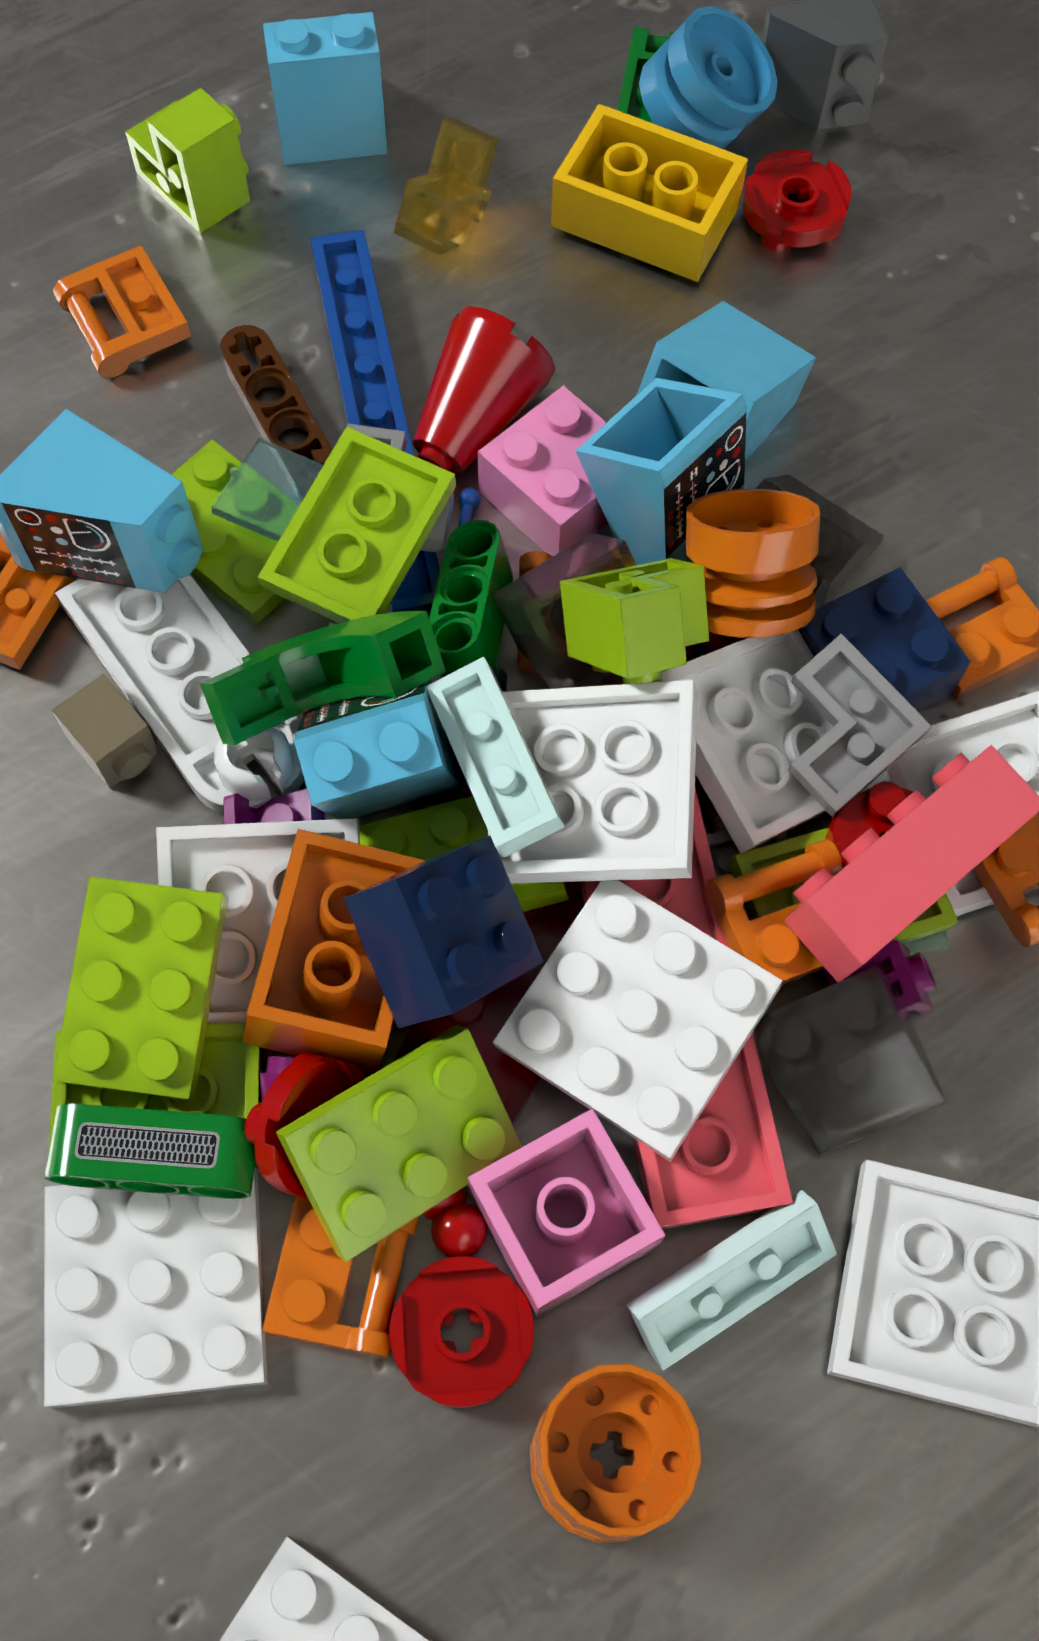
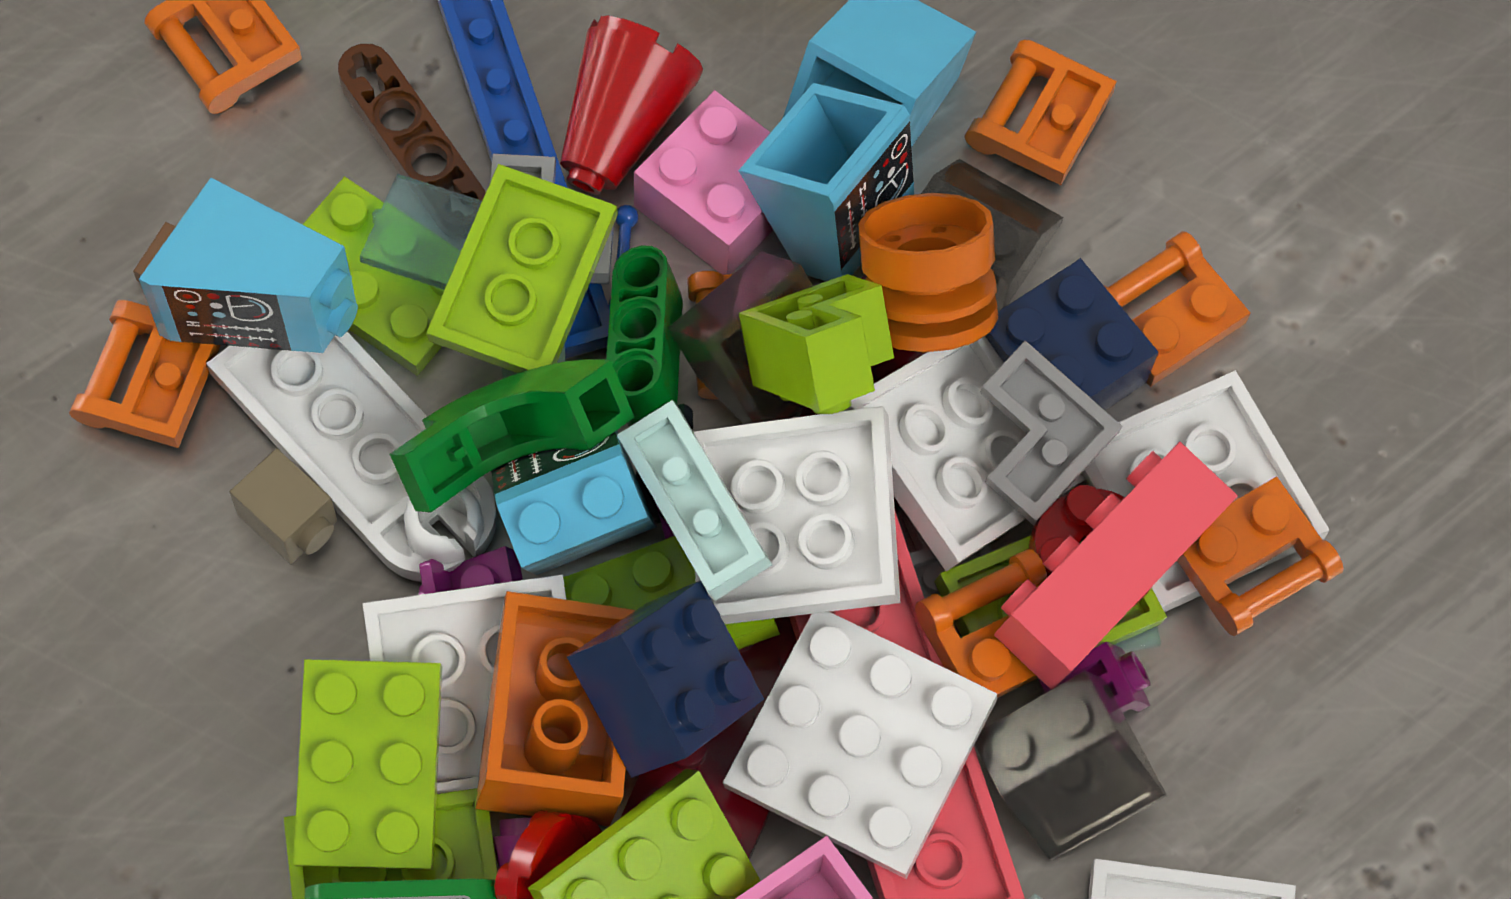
camera: 10 degrees left, 0 degrees up
(886, 446) = (1057, 121): none -> orange plate

